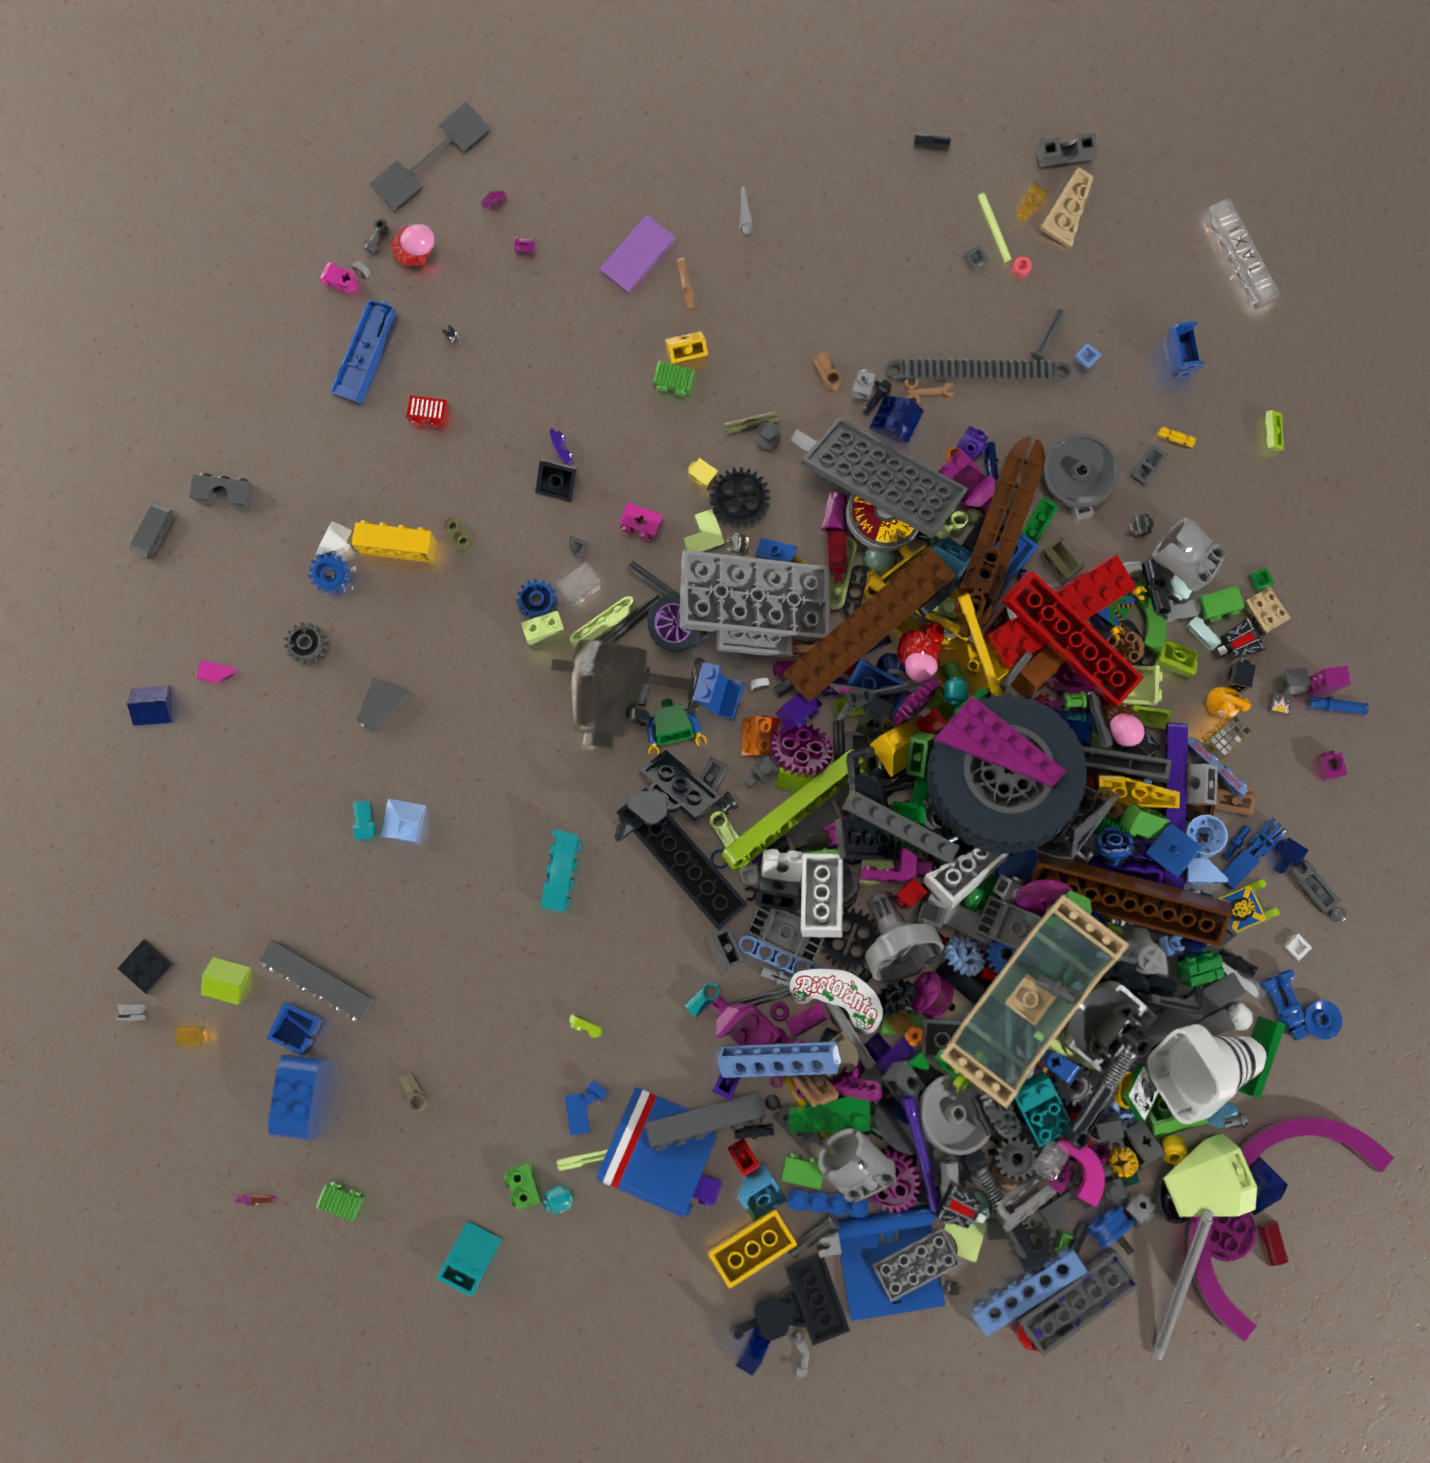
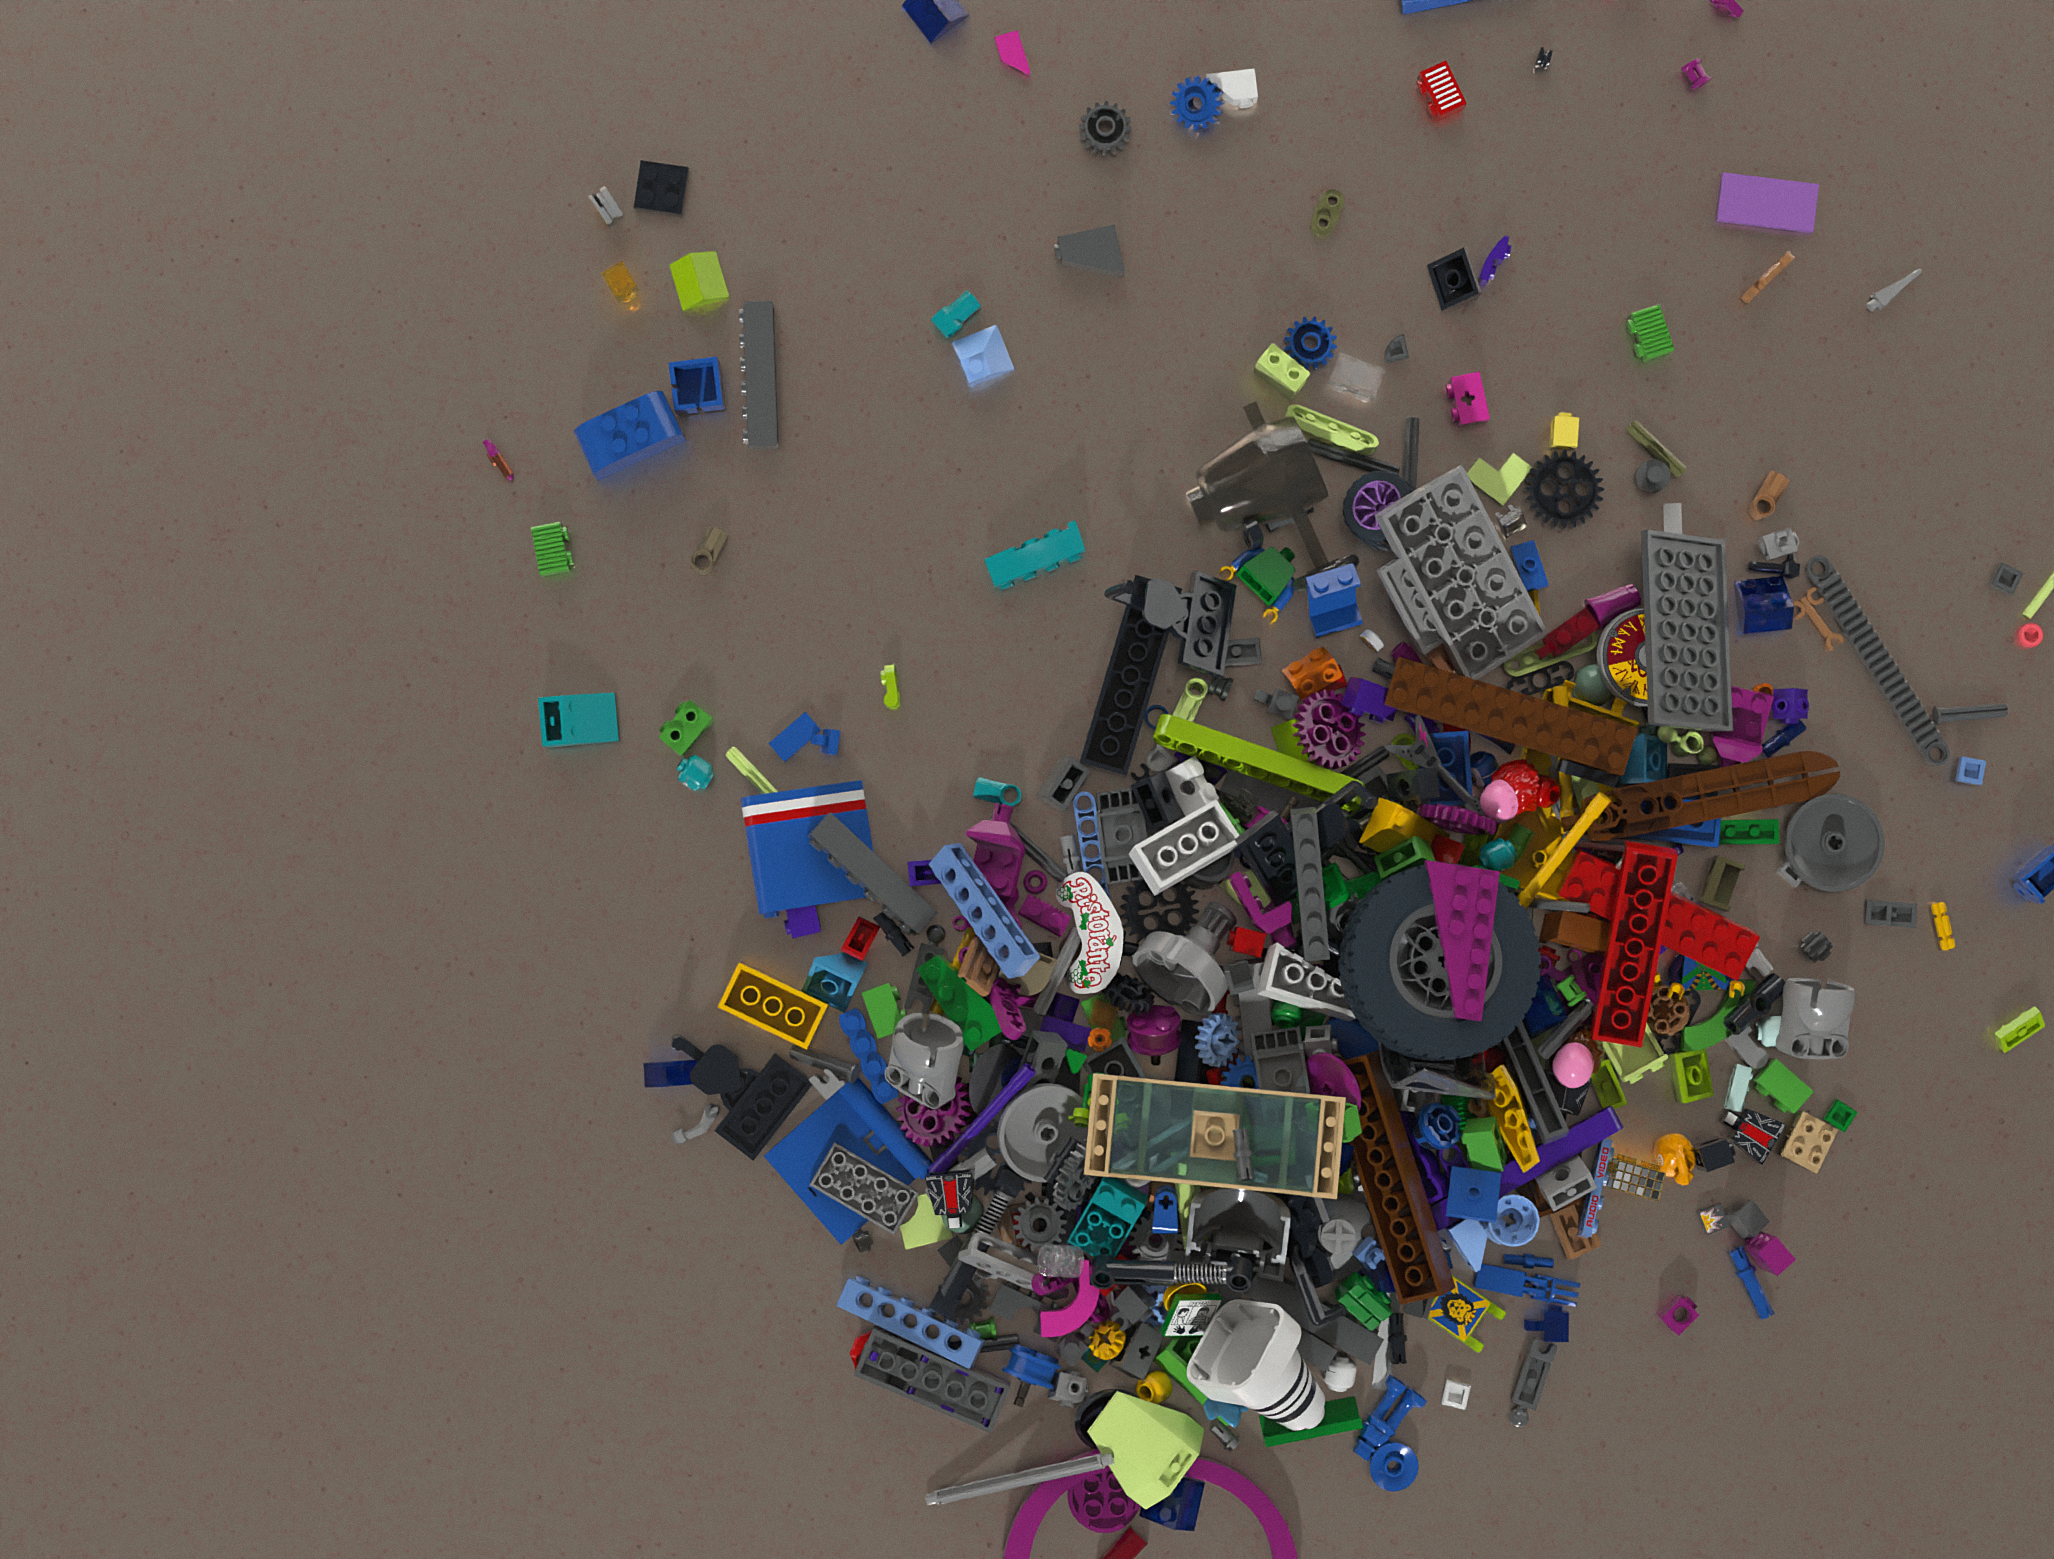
camera: 60 degrees right, 5 degrees up
(394, 541) = (1274, 149): yellow brick -> none
(686, 347) = (1694, 324): yellow brick -> none

